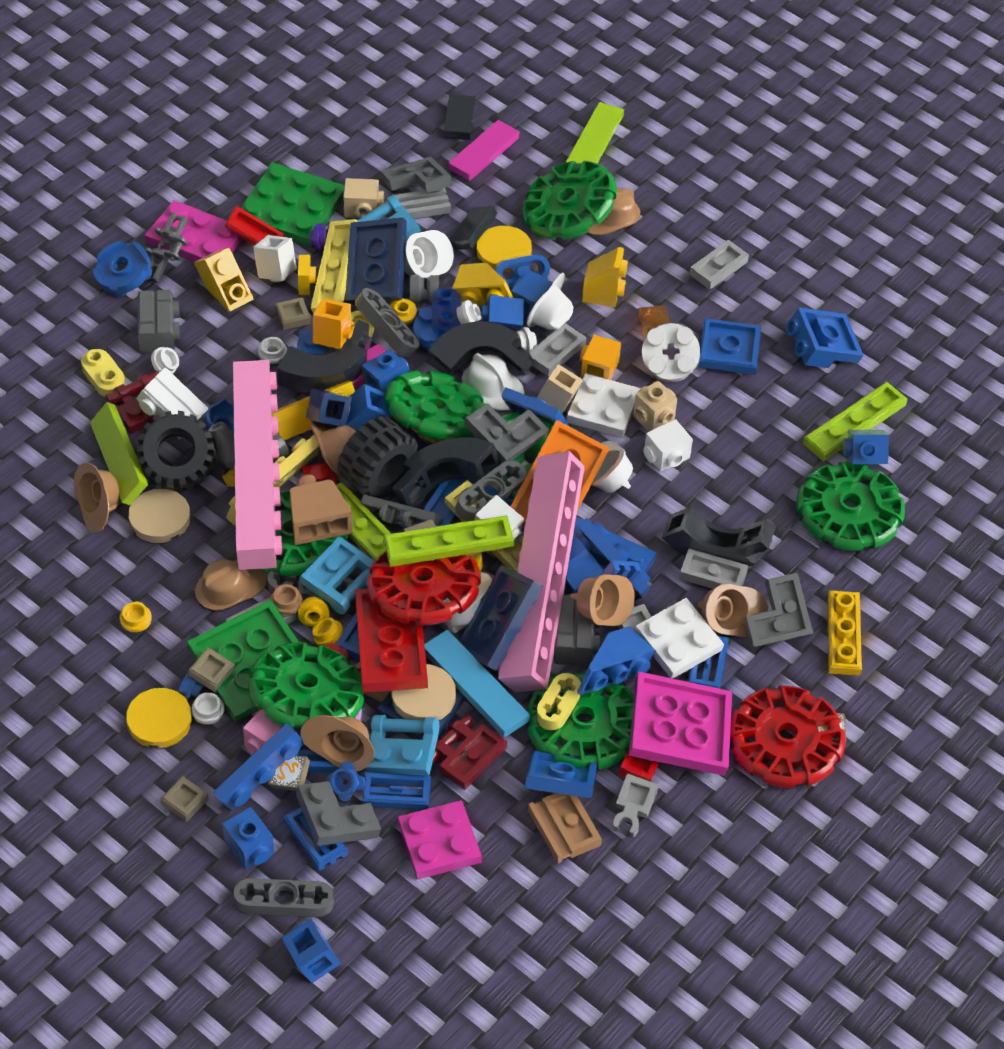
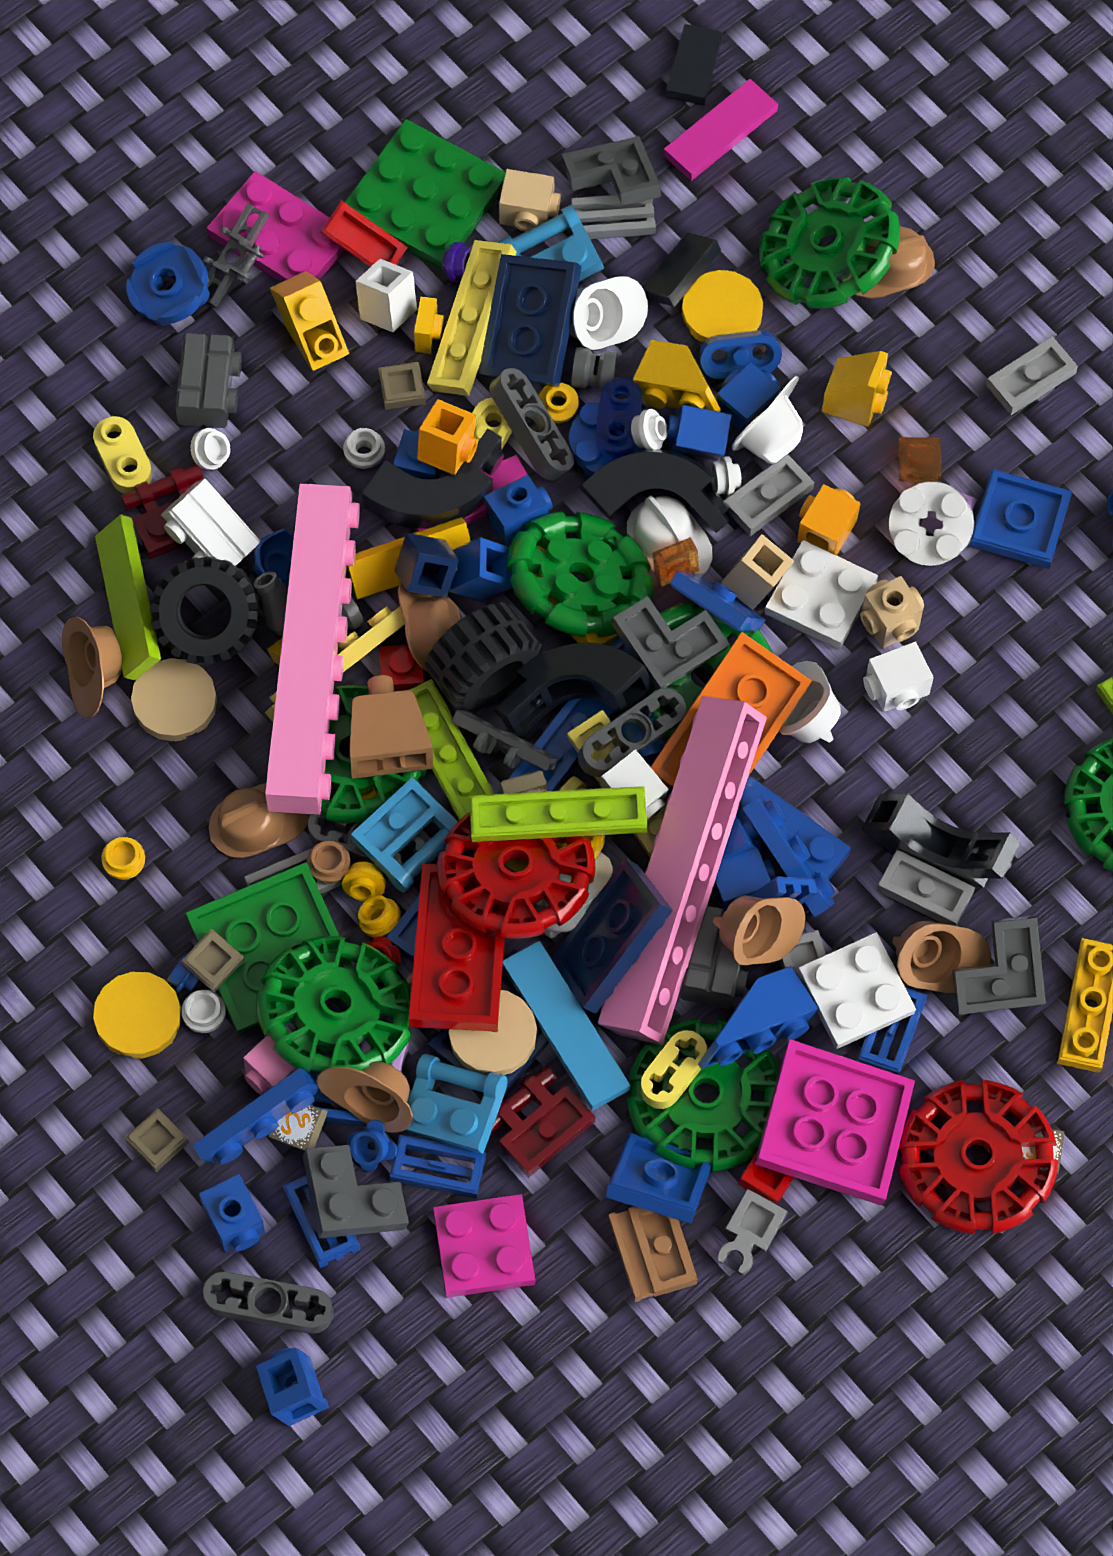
camera: 10 degrees right, 15 degrees up
(495, 389) = (673, 558): none -> clear orange plate
(597, 133) = (889, 126): lime tile -> none

